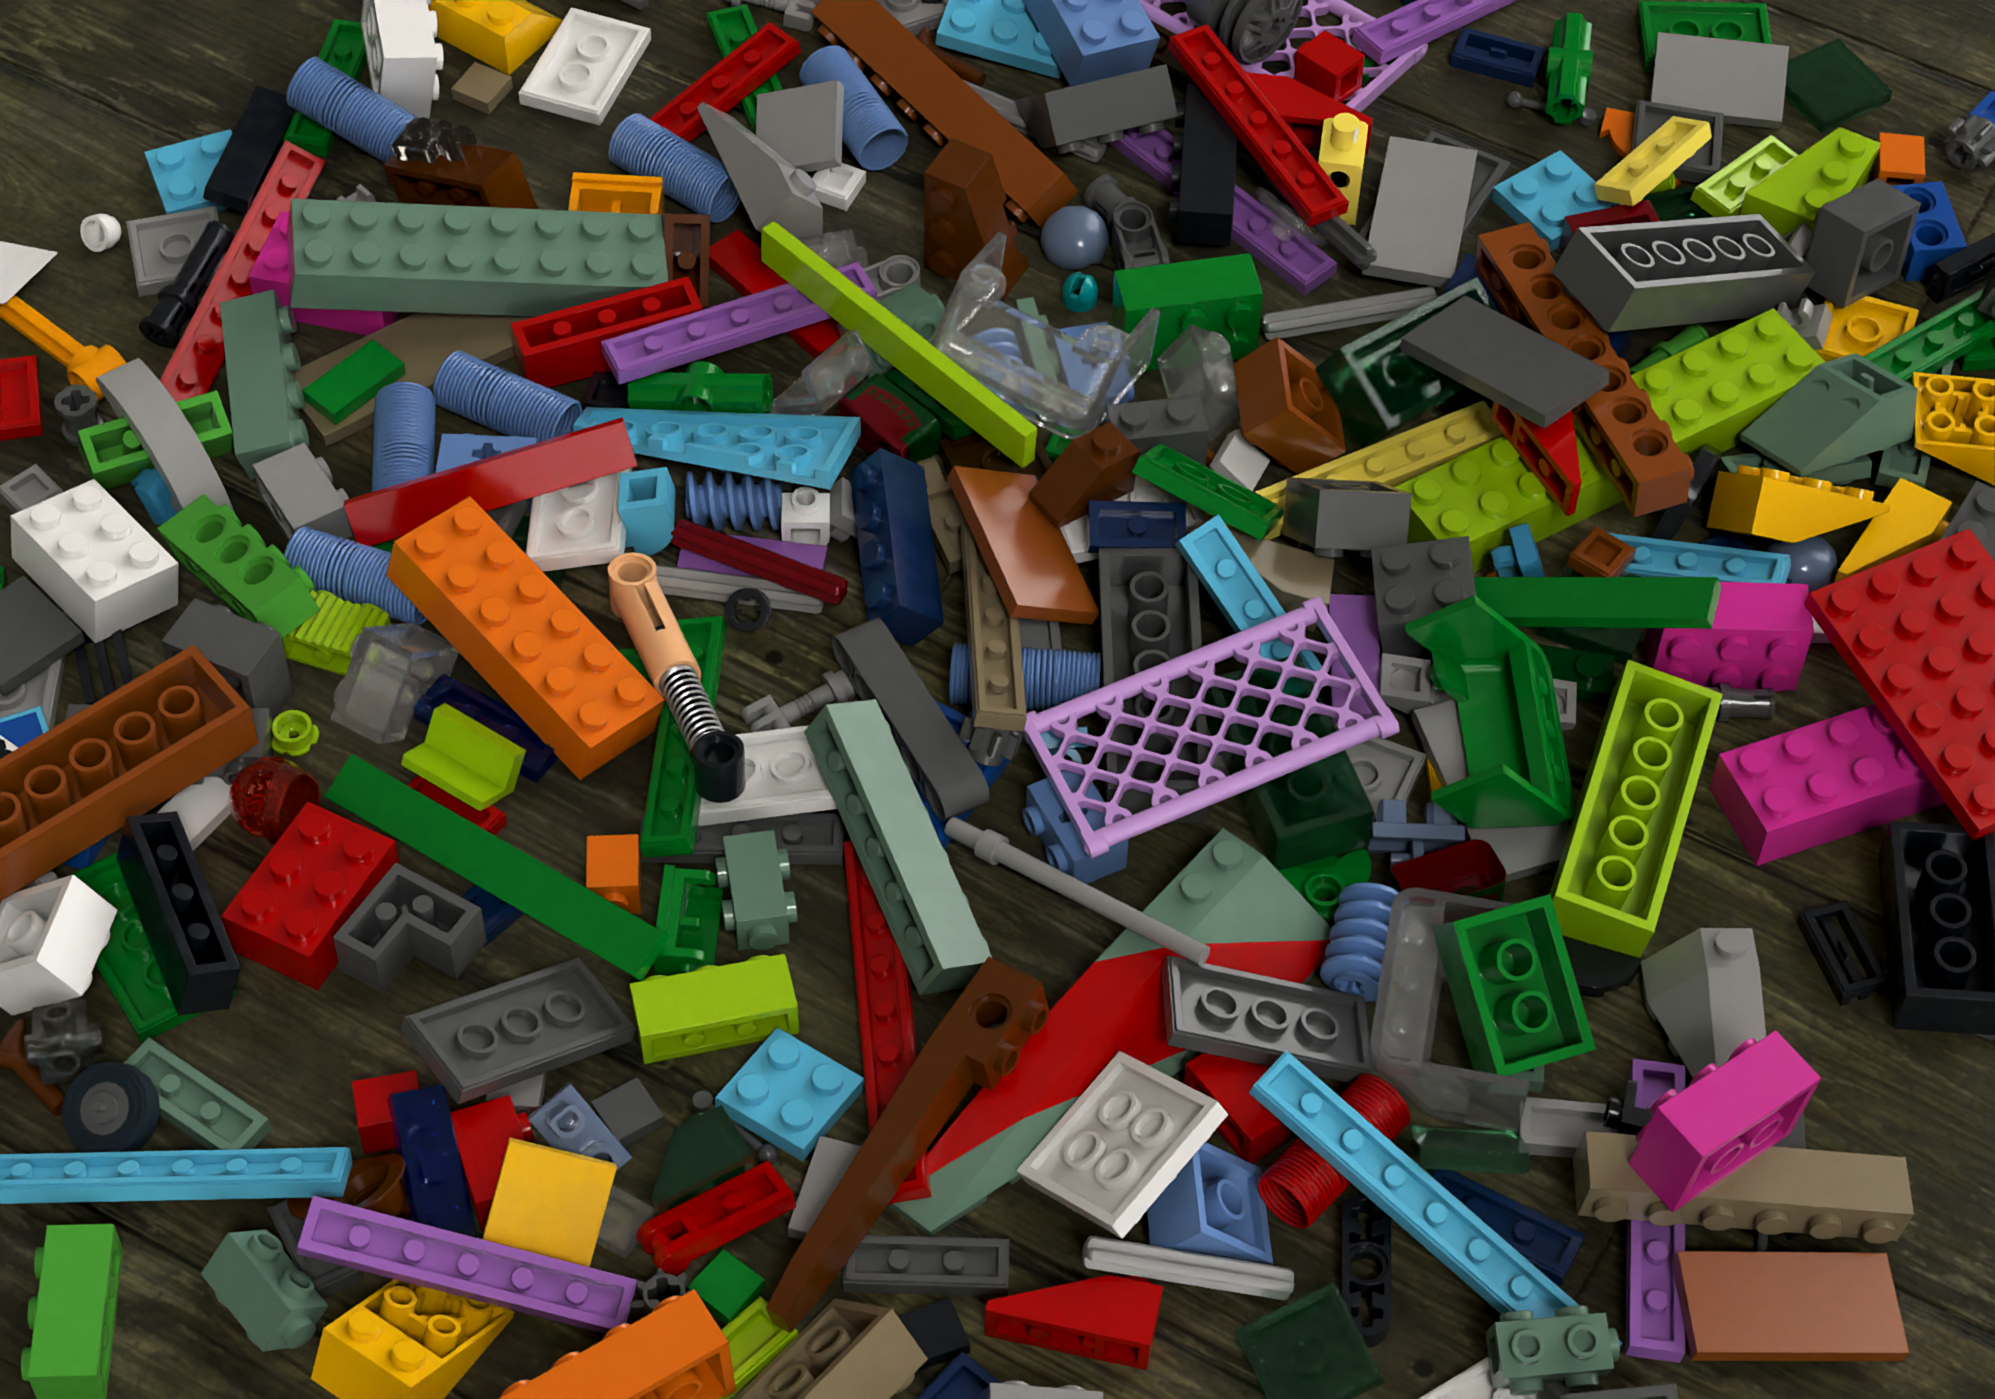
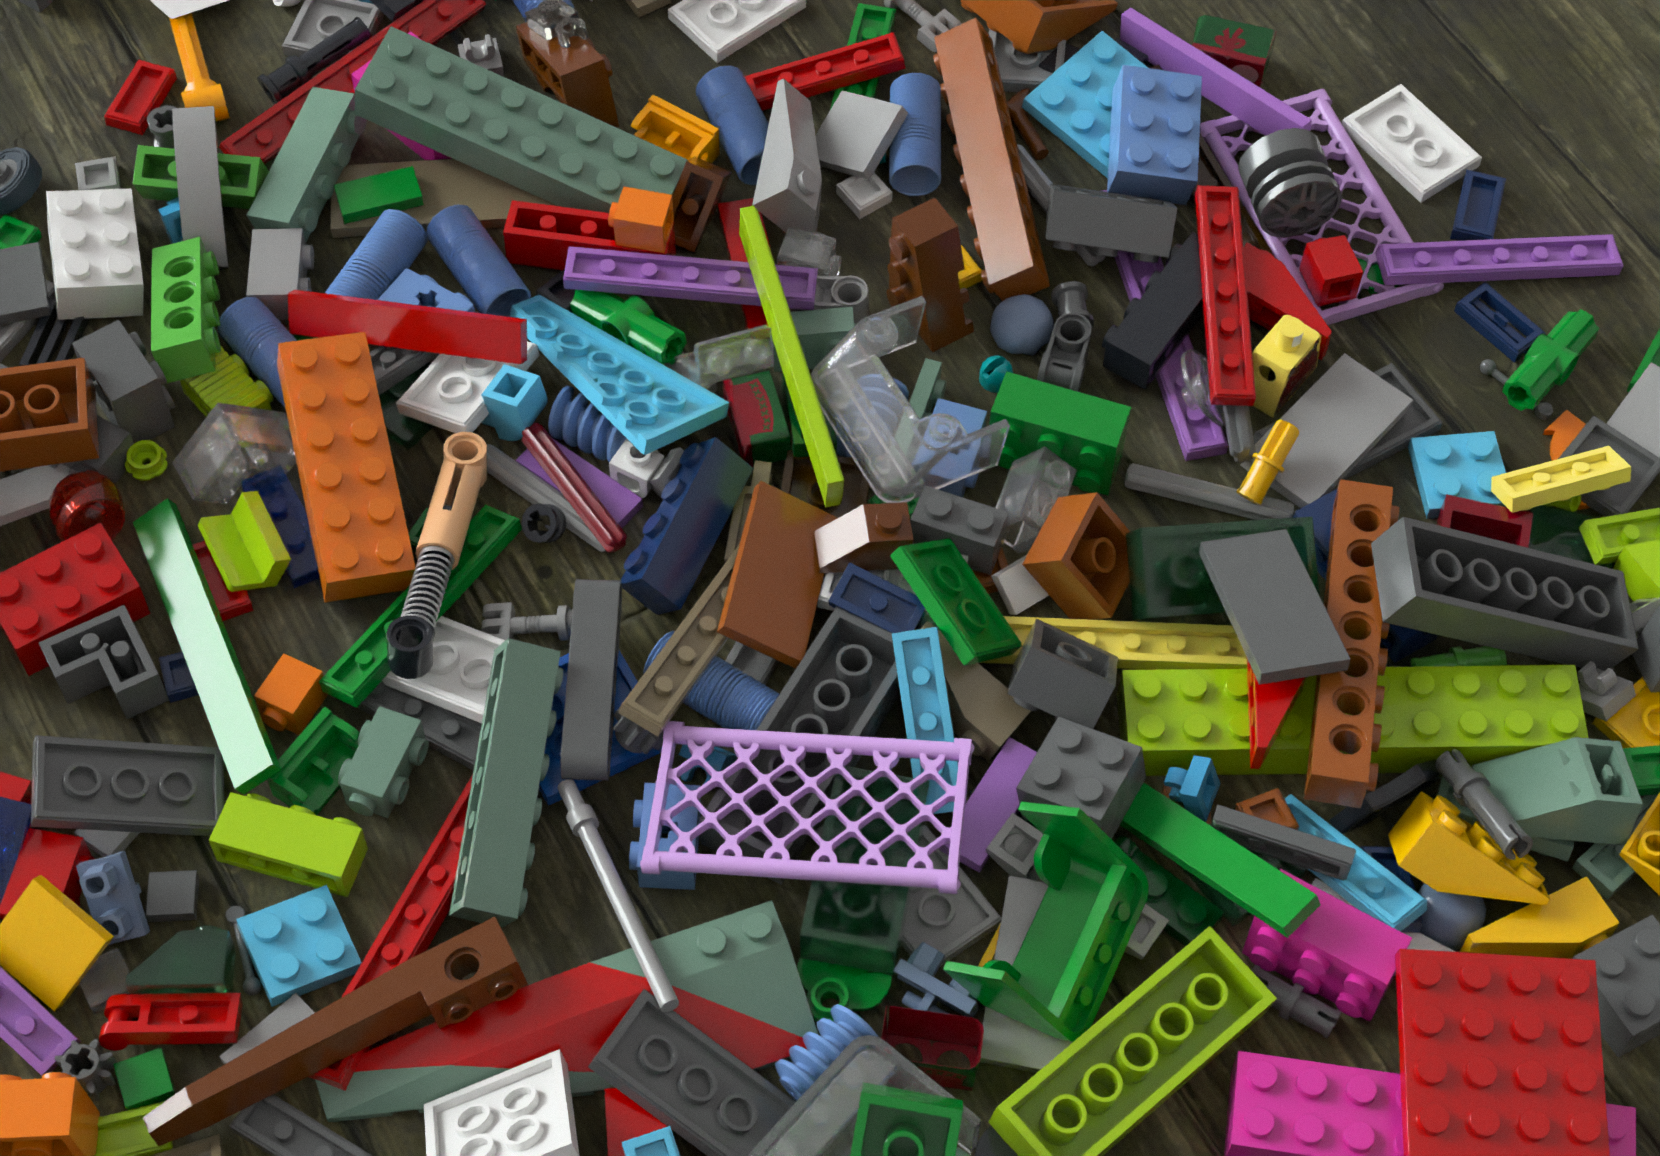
camera: 30 degrees right, 5 degrees up
(664, 282) = (642, 219): none -> orange brick
(1394, 255) = (1268, 462): none -> yellow axle
(1660, 558) = (1284, 843): none -> dark grey tile
(1766, 448) = (1474, 792): none -> dark grey pin

